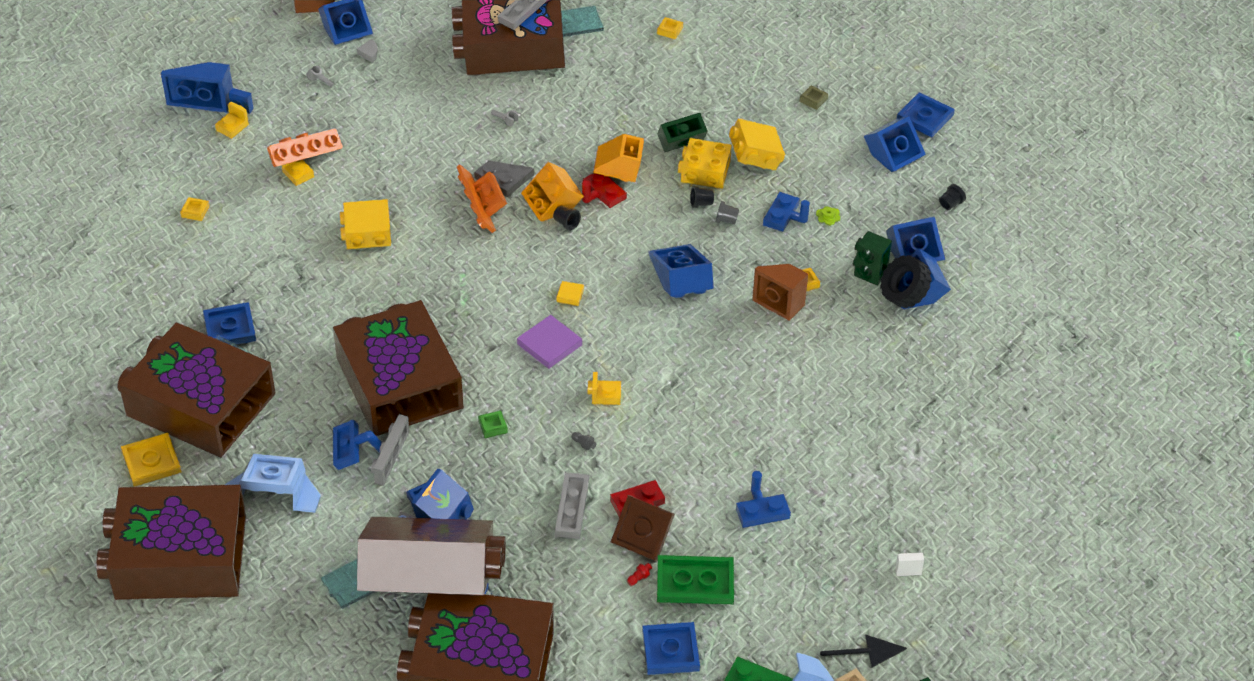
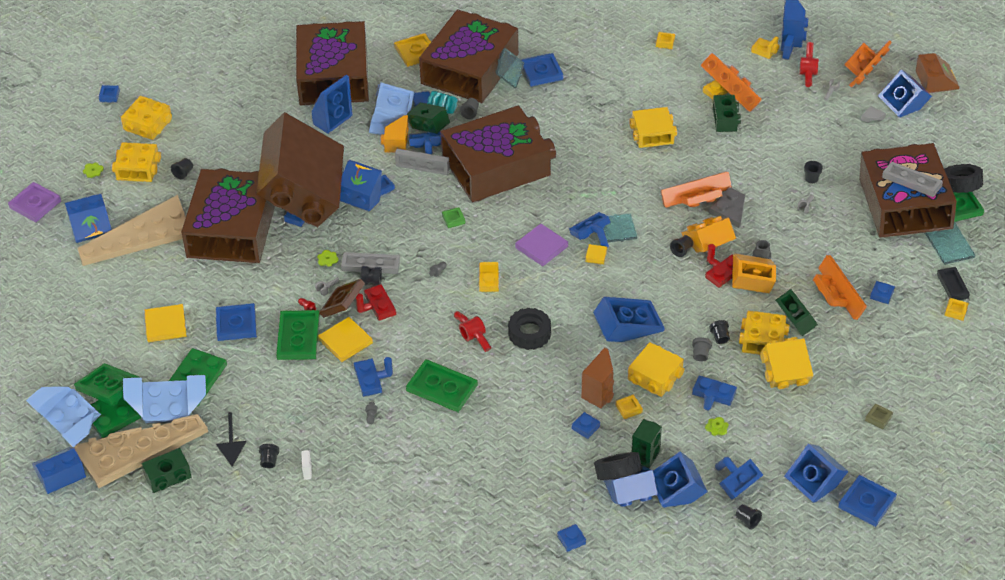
camera: 90 degrees right, 0 degrees up
(260, 447) = (421, 97): none -> blue tile
(275, 535) = (333, 106): none -> blue slope
(279, 87) = (809, 65): none -> red piece
(283, 42) = (862, 61): none -> orange bracket
(284, 422) = (443, 100): none -> teal gear
(293, 399) = (469, 108): none -> dark grey piece
(312, 437) = (428, 118): none -> dark green brick
(334, 475) = (396, 135): none -> light orange slope
(349, 163) = (726, 113): none -> dark green brick
(460, 101) = (812, 171): none -> black piece
(525, 273) = (620, 228): none -> clear light blue piece
(529, 291) = (592, 224): none -> blue plate
(556, 553) = (327, 258): none -> lime plant
(580, 155) = (762, 250): none -> dark grey piece
(597, 503) = (372, 275): none -> black wheel
(611, 553) = (323, 287): none -> light grey hand
(634, 25) = (953, 283): none -> black tile
(640, 102) = (838, 289): none -> orange bracket
(644, 75) = (882, 292): none -> blue plate
(691, 369) = (529, 316): none -> black tyre
(691, 406) = (472, 329): none -> red piece
(700, 532) = (345, 339): none -> yellow tile
(760, 246) = (656, 369): none -> yellow brick
(779, 437) = (441, 385): none -> green plate
(817, 506) = (371, 410): none -> dark grey piece
(833, 316) = (585, 425): none -> blue plate
(896, 604) = (268, 455): none -> black piece
(903, 196) = (739, 478): none -> blue plate
(988, 335) = (571, 537): none -> blue plate

